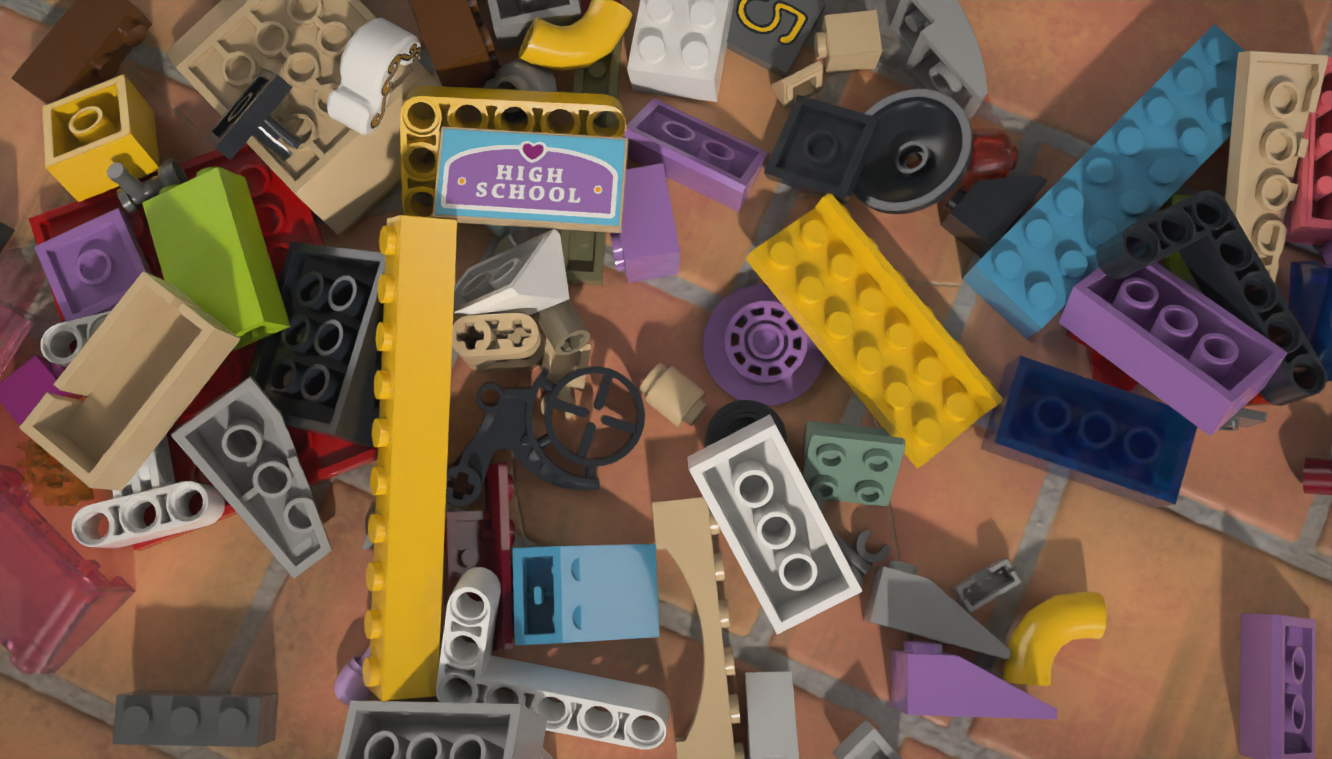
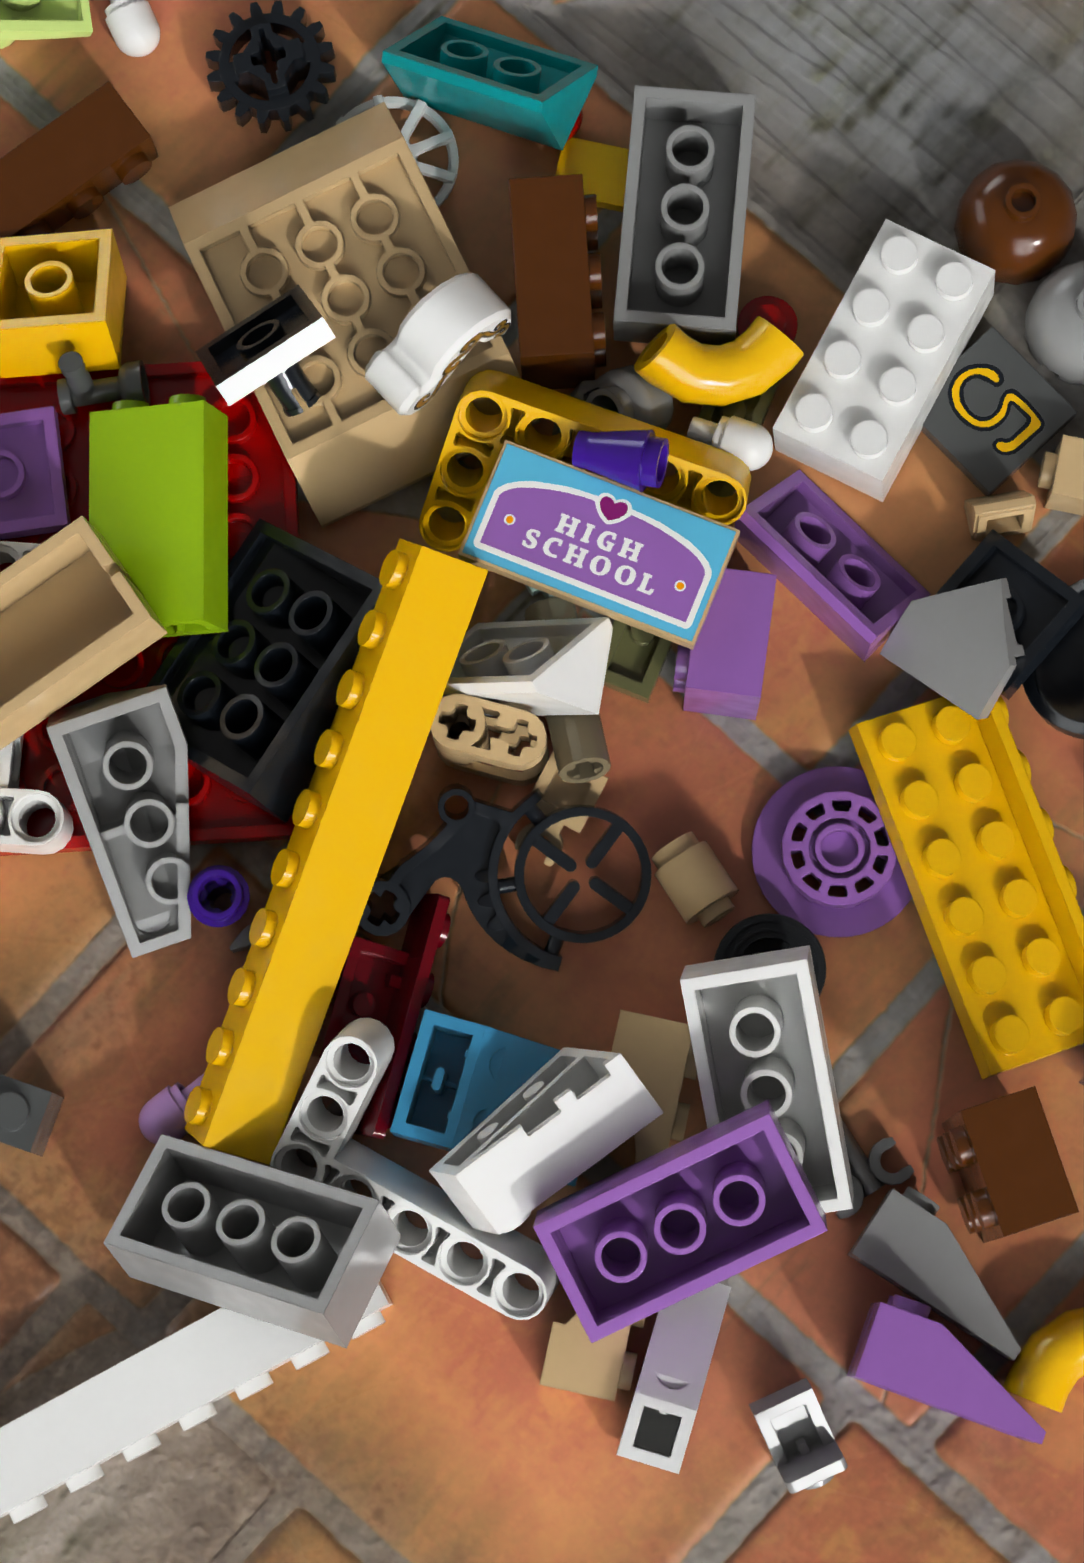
camera: 25 degrees right, 0 degrees up
(332, 513) = (208, 886): none -> dark purple cone
(529, 112) = (627, 457): none -> dark purple cone
(604, 82) = (736, 436): none -> white cylinder
(627, 613) = (544, 1137): none -> white wedge
(745, 645) = (680, 1221): none -> medium lavender brick
(802, 175) = (959, 644): none -> light grey slope
(851, 462) = (896, 1043): sand green bracket -> none
(963, 526) = (1006, 1166): none -> reddish brown brick
(985, 585) = (1022, 1260): light grey piece -> none

